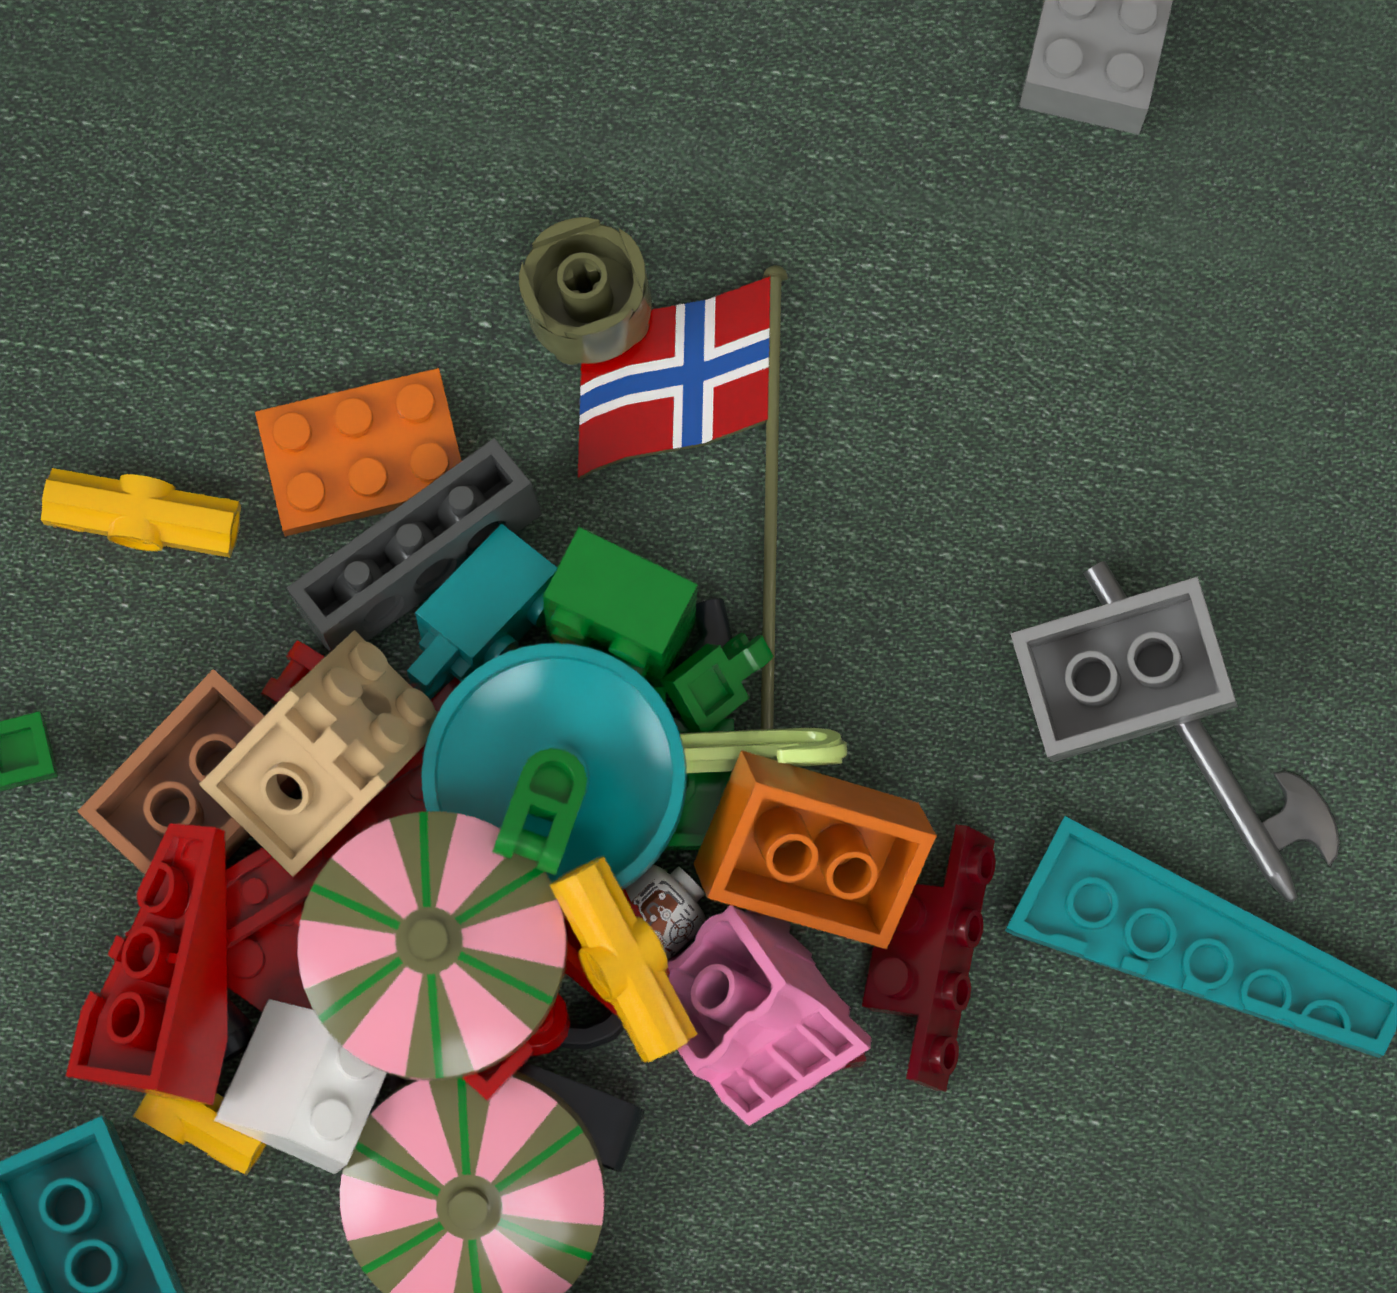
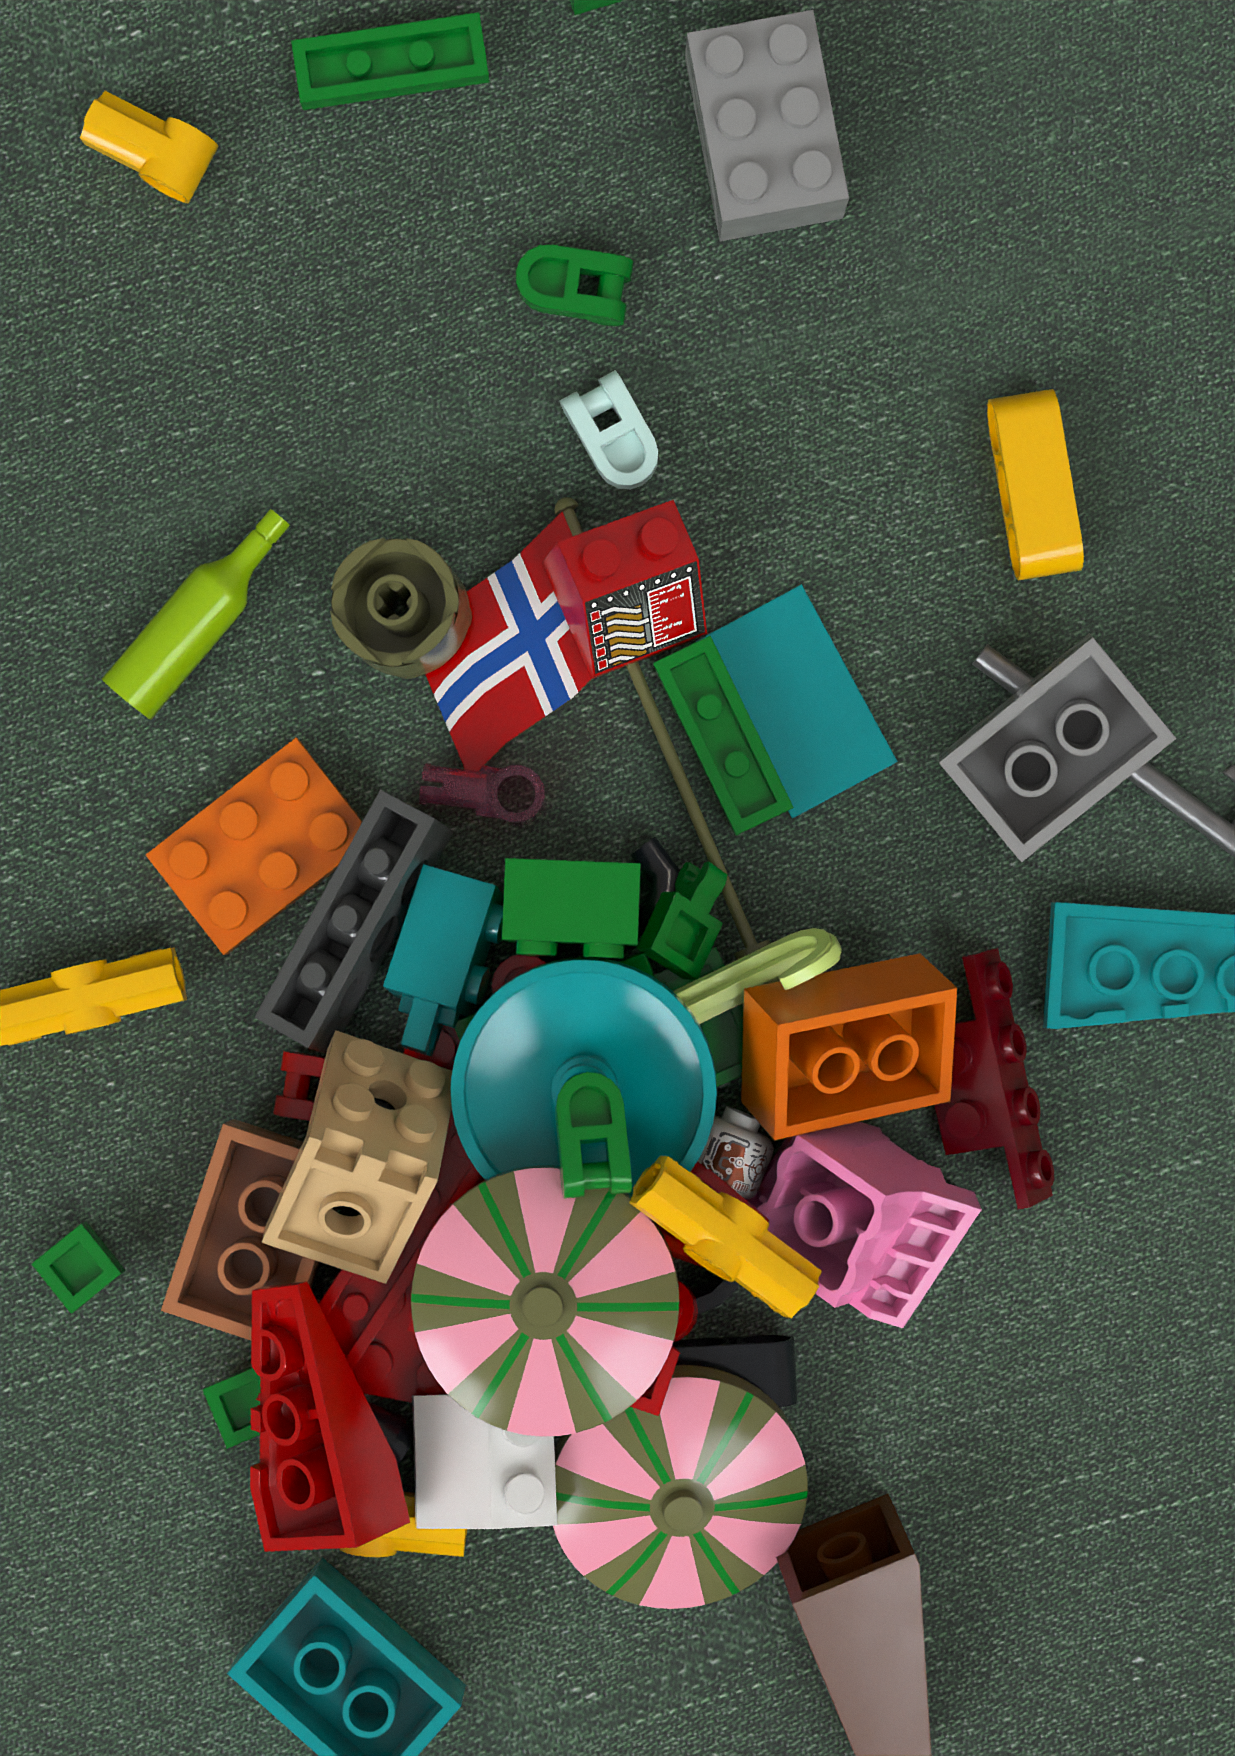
camera: 20 degrees left, 10 degrees up
(94, 939) = (231, 1405): none -> green plate
(392, 227) = (190, 623): none -> lime piece
(586, 488) = (481, 790): none -> clear pink pin
(799, 364) = (629, 588): none -> slope
(825, 535) = (722, 735): none -> green plate
(847, 247) = (623, 452): none -> light aqua plate
(851, 72) = (551, 279): none -> green plate
(907, 538) = (802, 700): none -> teal window
(1210, 436) = (1035, 484): none -> yellow beam

